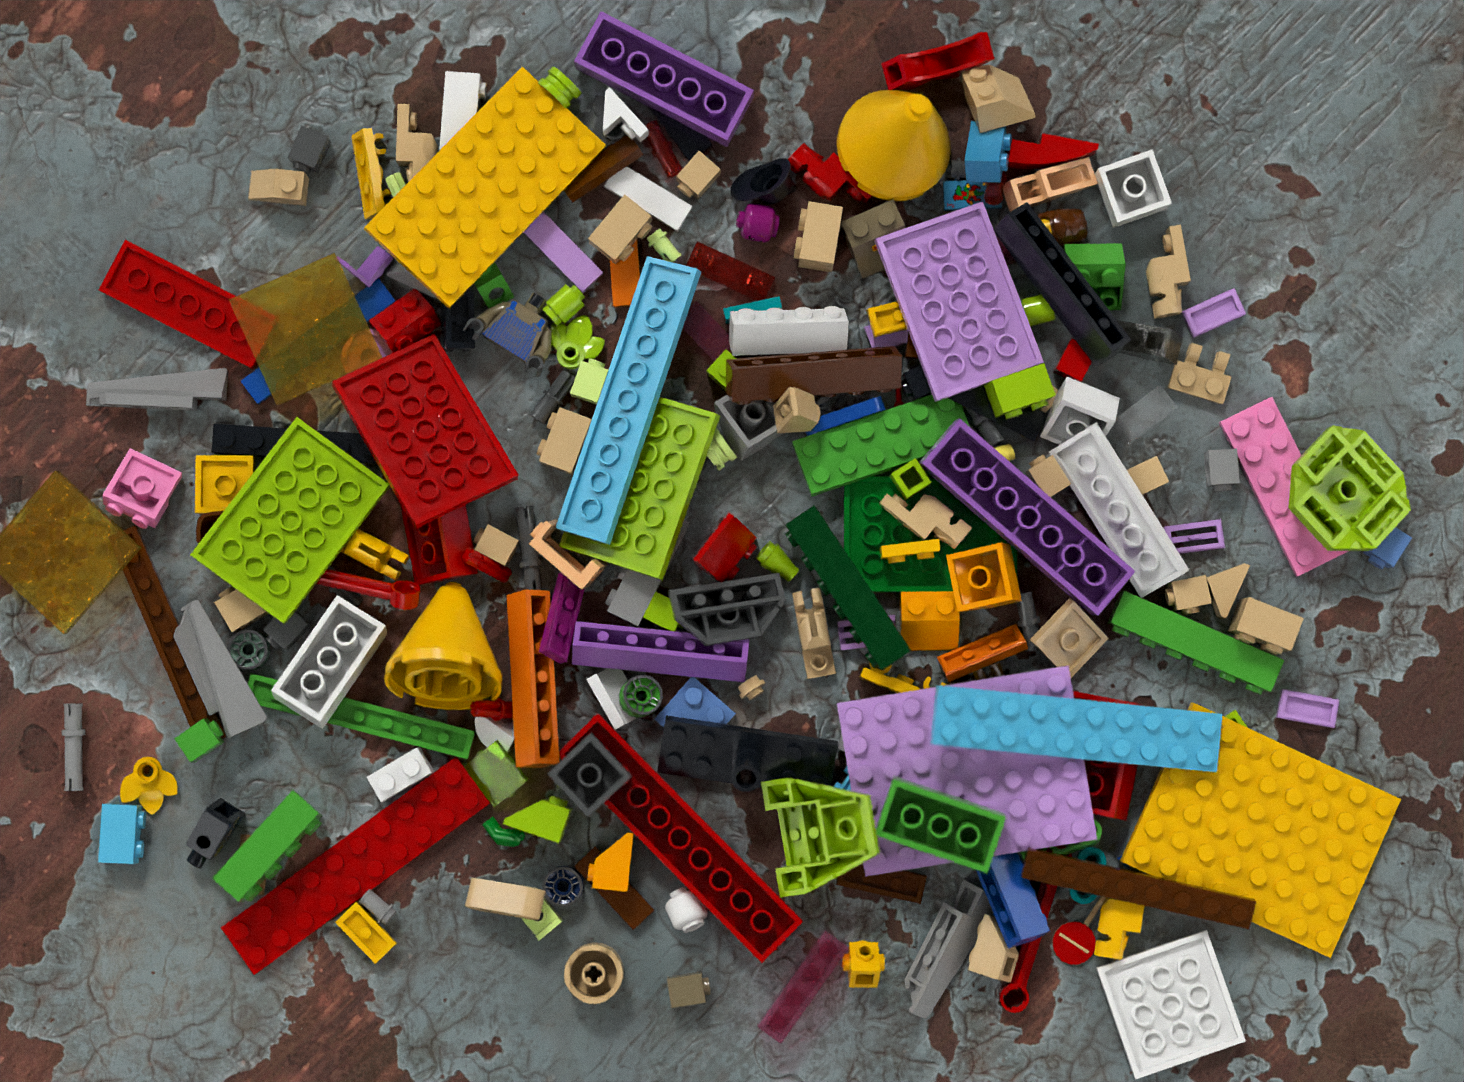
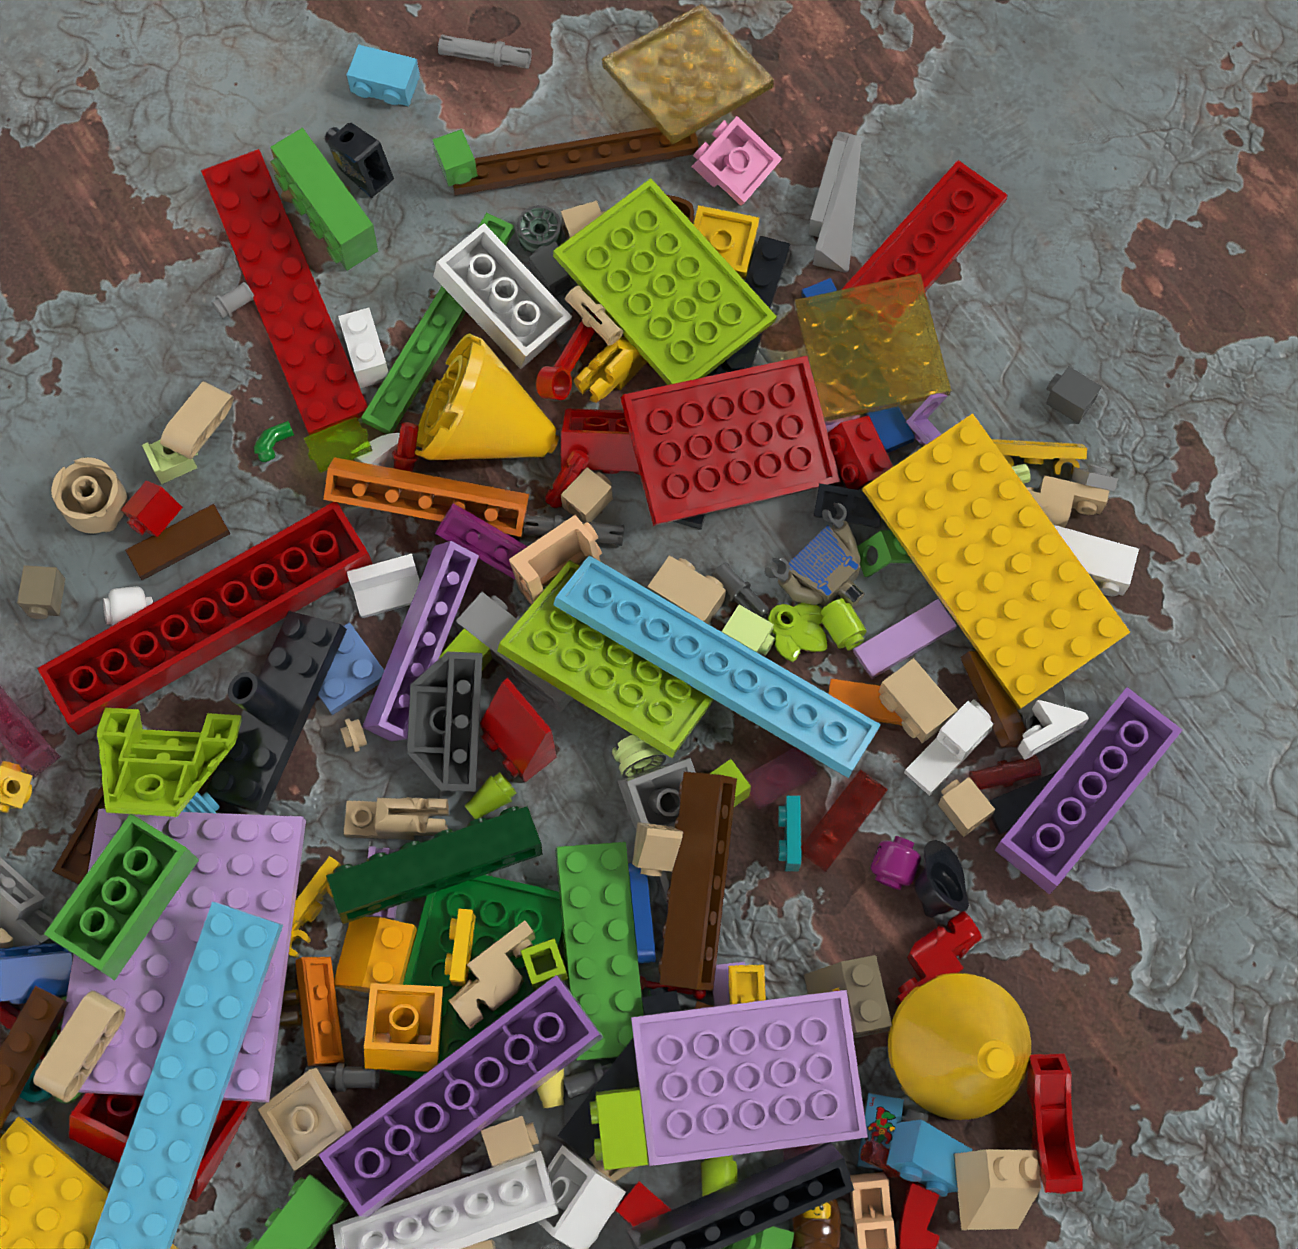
camera: 105 degrees right, 15 degrees down
(148, 789) = (424, 112): yellow plate -> none
(216, 673) = (522, 189): light grey wedge -> none
(279, 186) = (1036, 360): tan slope -> none
(335, 574) = (579, 301): none -> tan pin
(366, 932) = (212, 280): yellow plate -> none
(386, 118) = (1095, 476): none -> light grey plate
(543, 819) = (269, 475): lime slope -> none
(560, 87) = (1097, 670): lime wheel -> none
(568, 897) = (195, 475): wheel -> none
(590, 774) = (298, 522): dark grey brick -> none
(594, 916) = (151, 509): none -> red brick
(613, 866) = (195, 538): light orange slope -> none
(636, 185) = (965, 730): none -> white brick
(652, 696) = (381, 597): bright green wheel -> none
(663, 246) = (888, 750): yellowish green pin -> none
(788, 331) = (756, 864): white brick -> none
(820, 236) = (863, 926): tan brick -> none
(1062, 822) = (79, 1046): none -> tan beam

